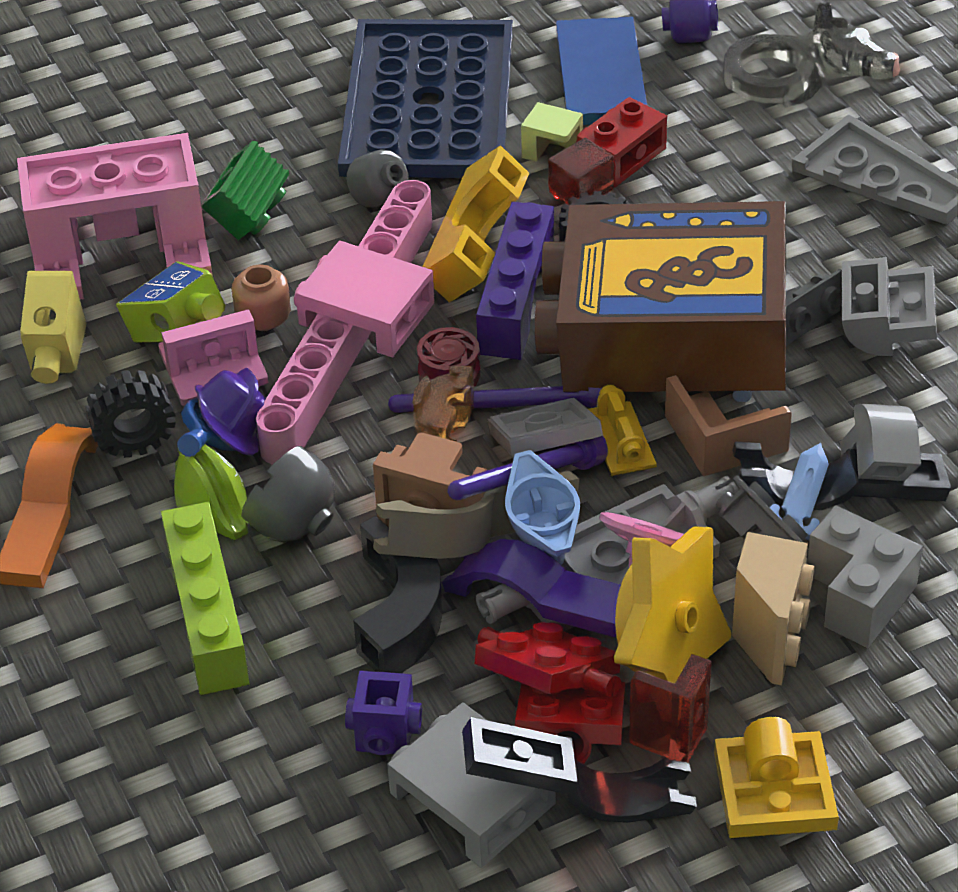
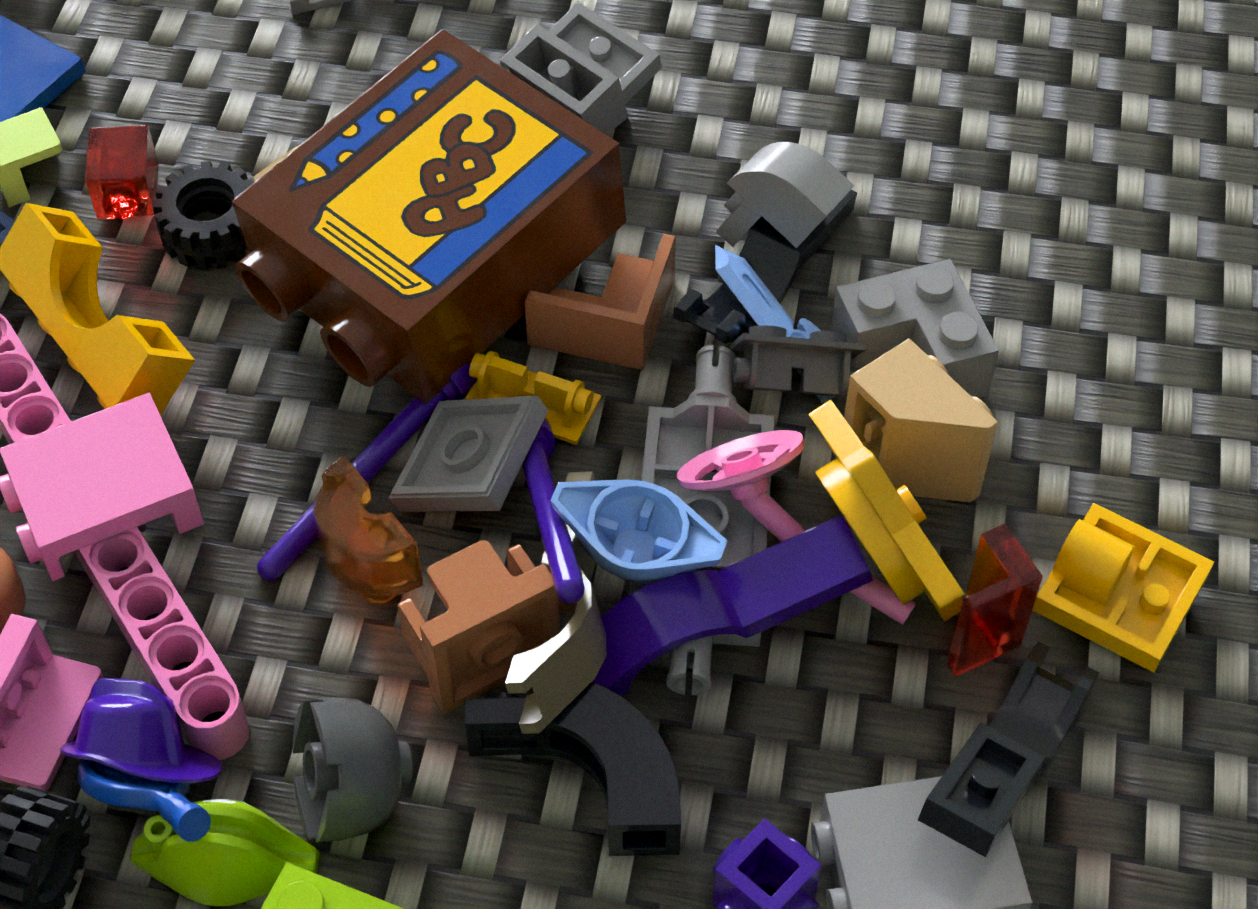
camera: 55 degrees left, 10 degrees up
(448, 348) = (265, 477): dark red wheel -> none
(508, 294) = (251, 363): dark purple arch -> none
(549, 659) = (822, 672): red plate -> none
(576, 710) = (902, 702): red plate -> none
(630, 134) = (98, 92): red brick -> none

